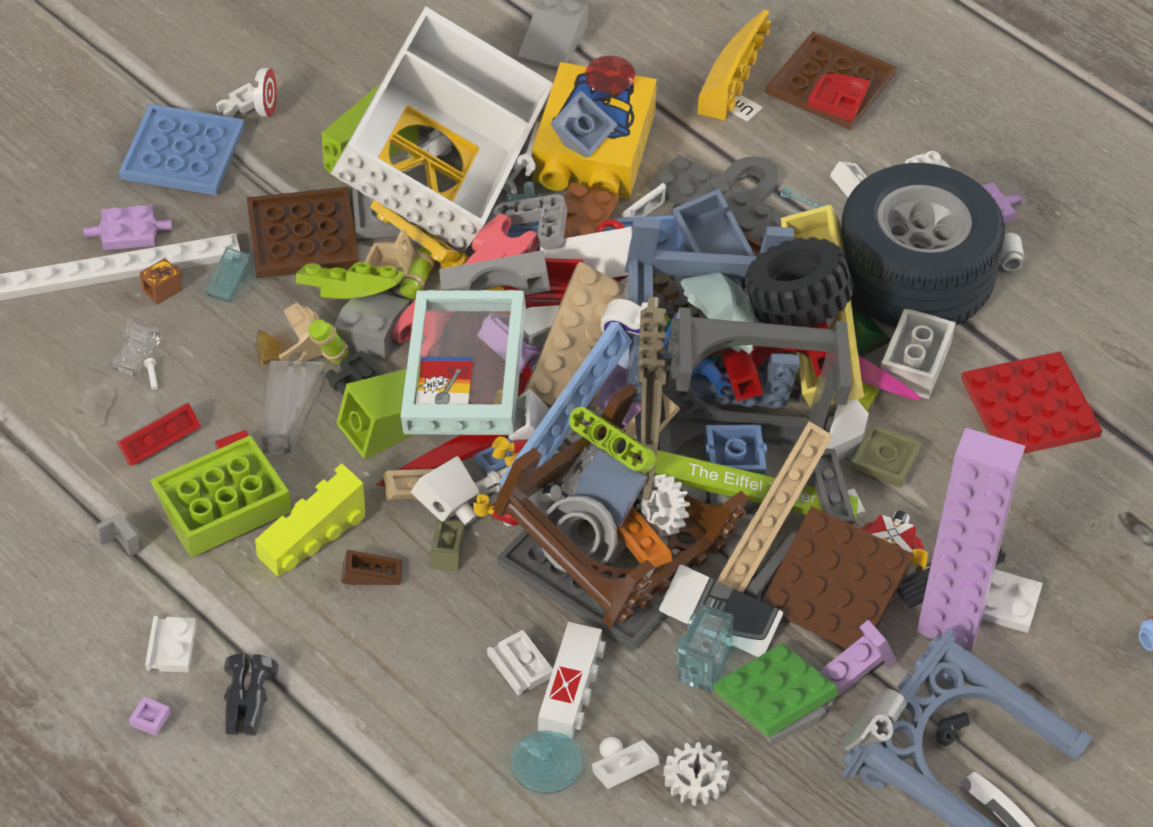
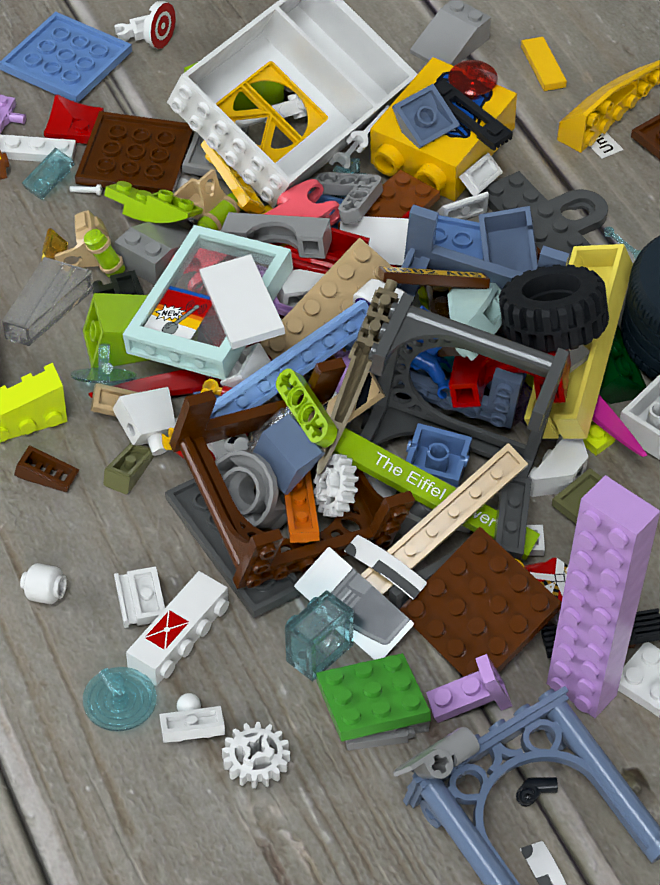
camera: 20 degrees right, 0 degrees up
(222, 214) = (71, 120): none -> red plate
(282, 278) = (84, 189): none -> white piece
(386, 459) = (105, 372): none -> clear light blue shield
(426, 677) = (43, 583): none -> white head
(503, 354) = (242, 301): none -> white tile
(649, 167) = (480, 174): none -> white tile
(652, 39) = (543, 63): none -> yellow tile
(653, 124) = (491, 134): none -> black container
(668, 282) = (434, 277): none -> reddish brown tile
(736, 566) = (386, 565): none -> white sticker

